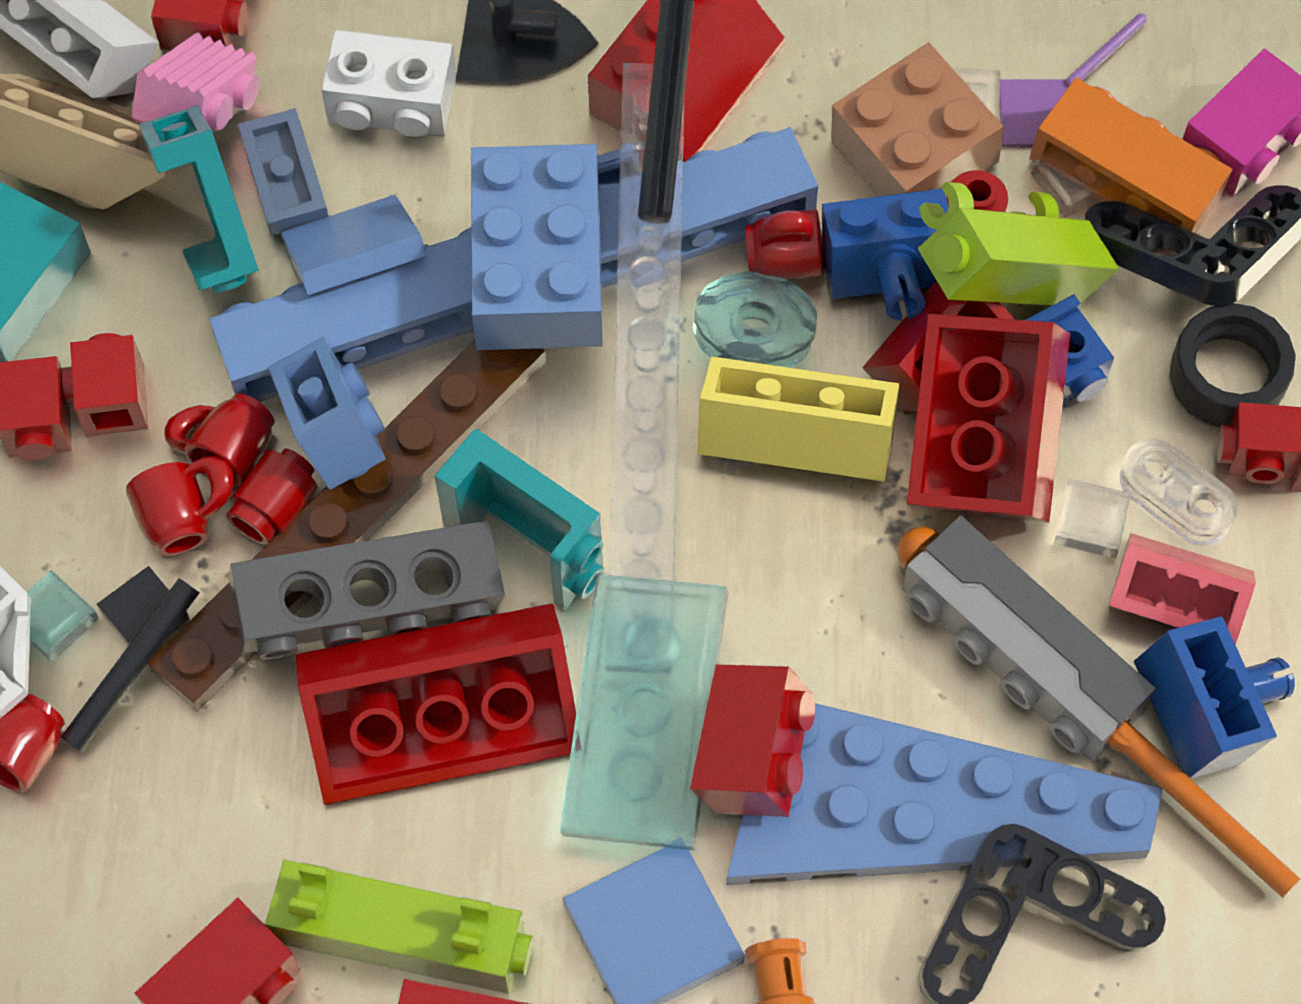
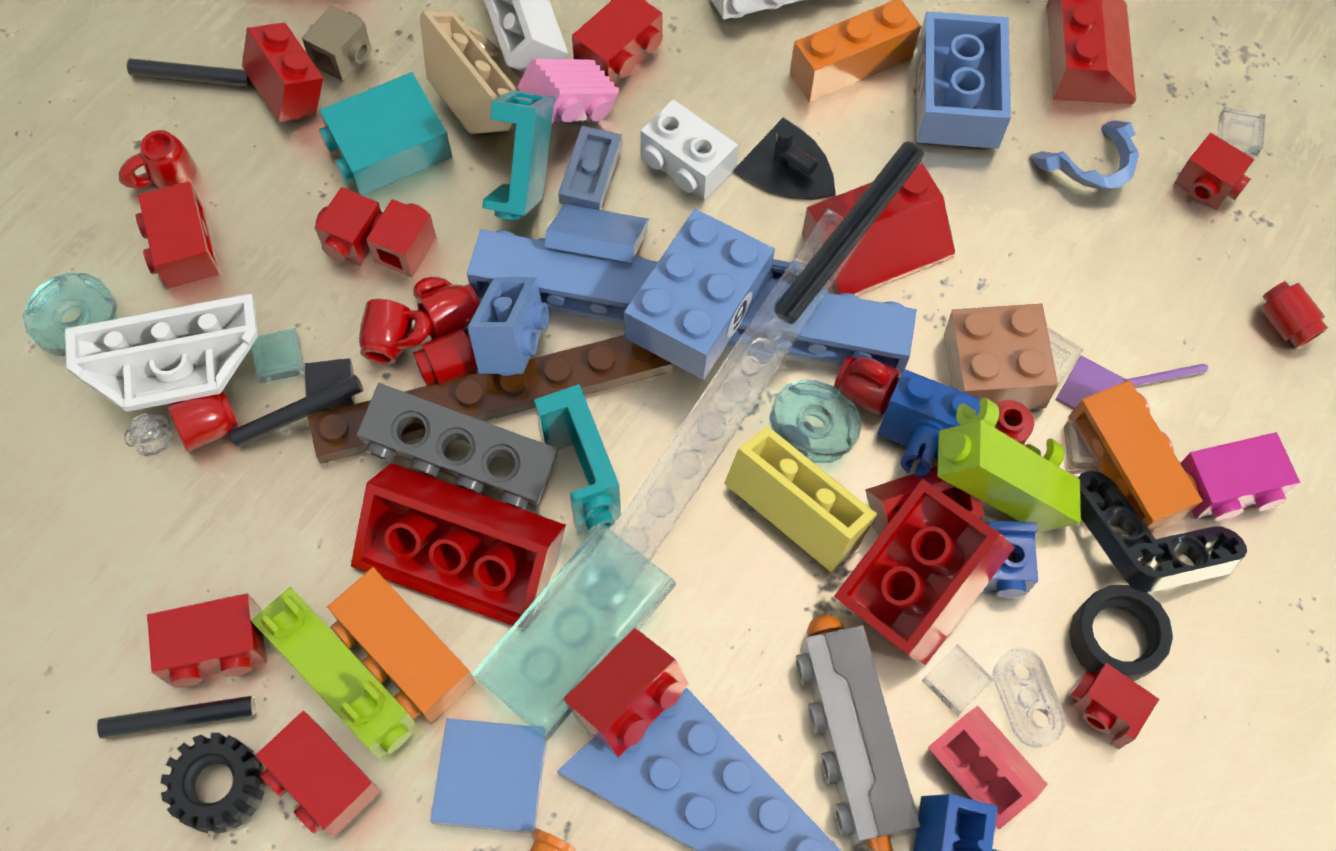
camera: 30 degrees right, 0 degrees up
(454, 848) = (400, 647): none -> orange brick

